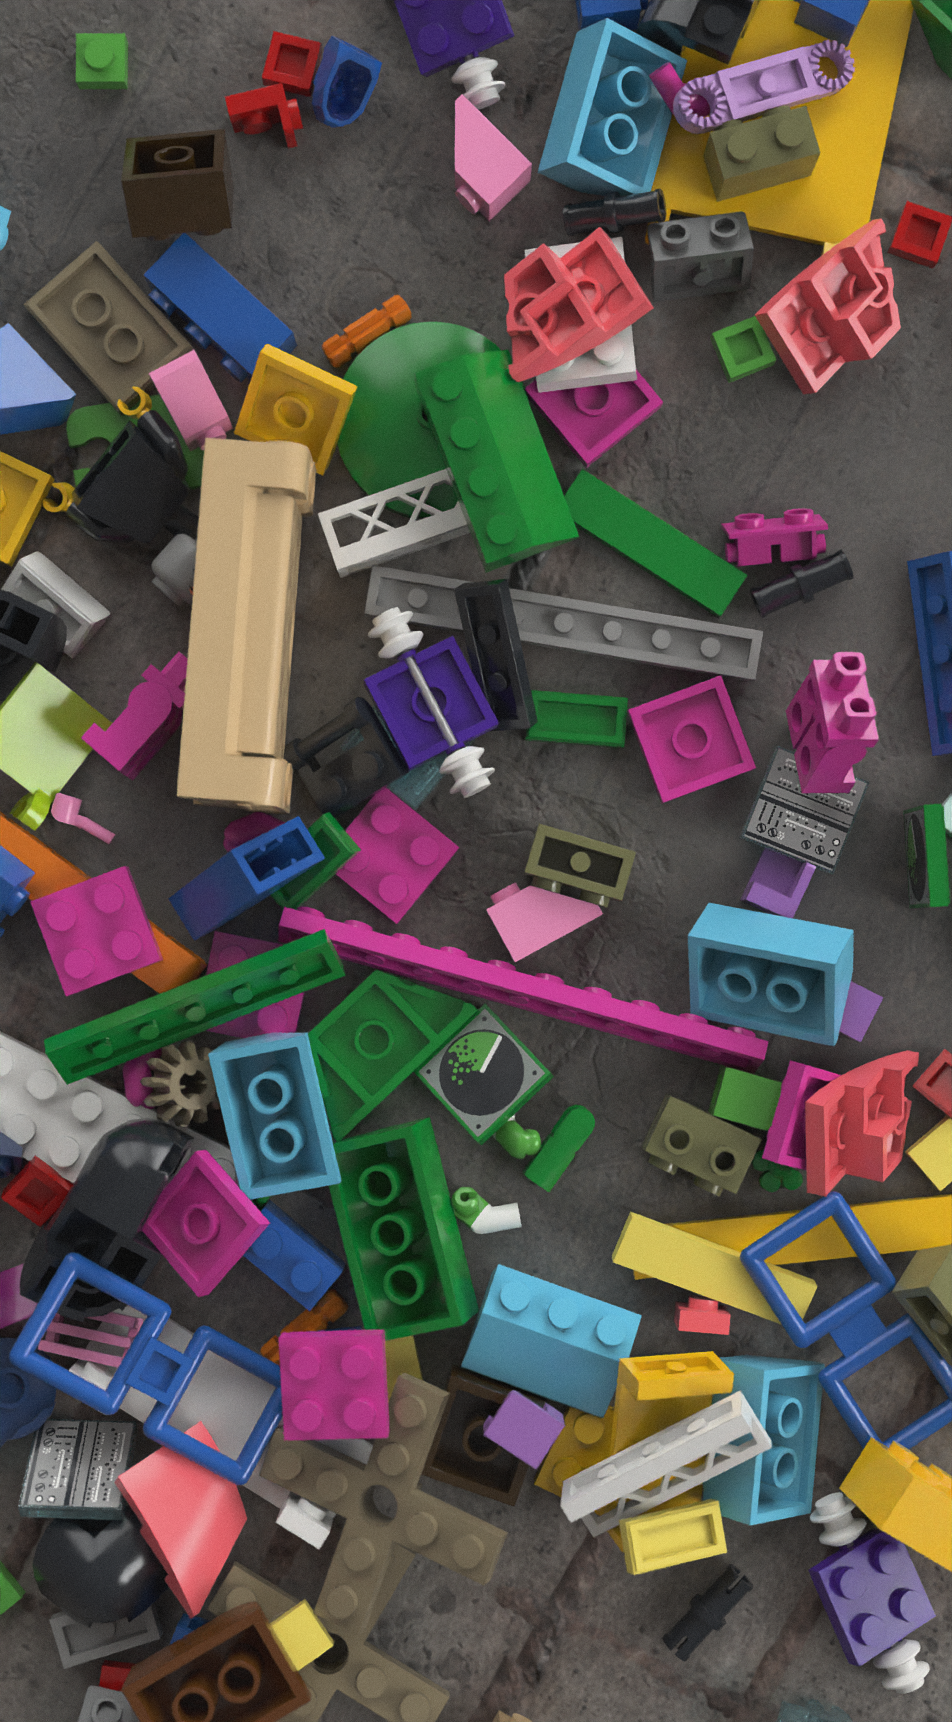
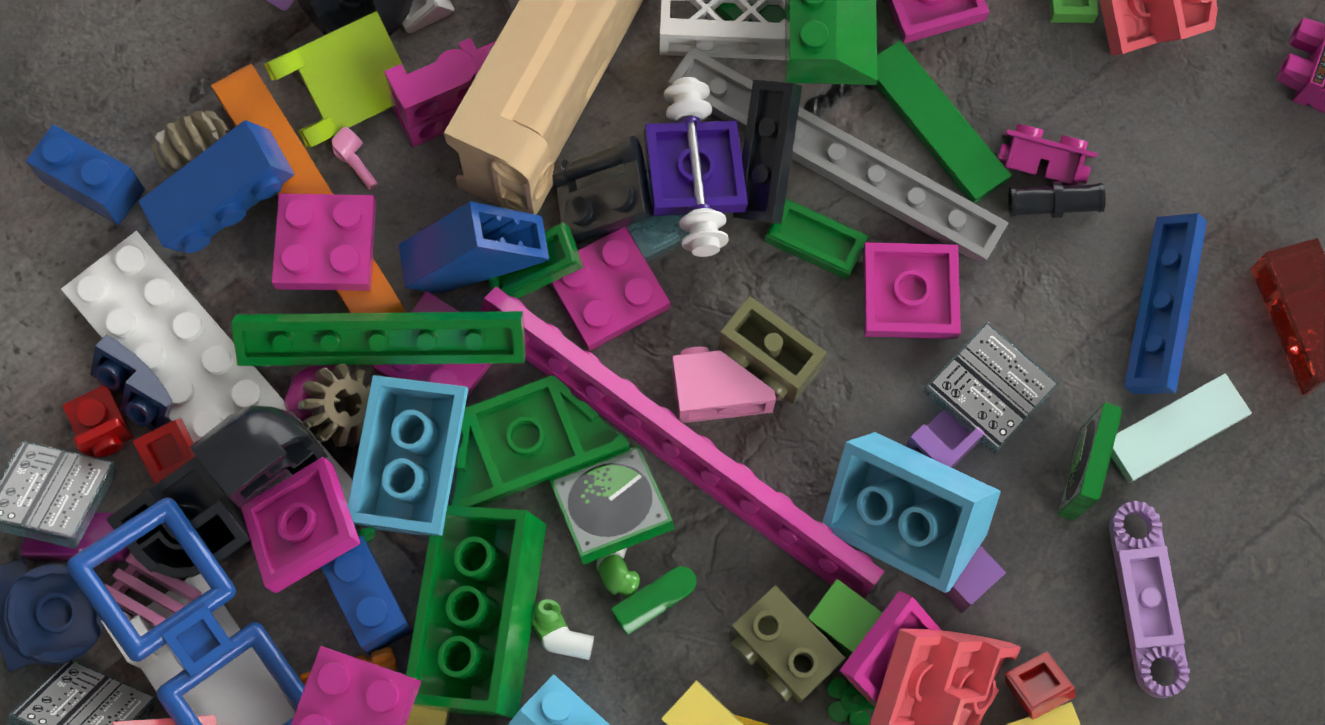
camera: 20 degrees right, 15 degrees down
(834, 723) = (1044, 308): dark pink hips -> none

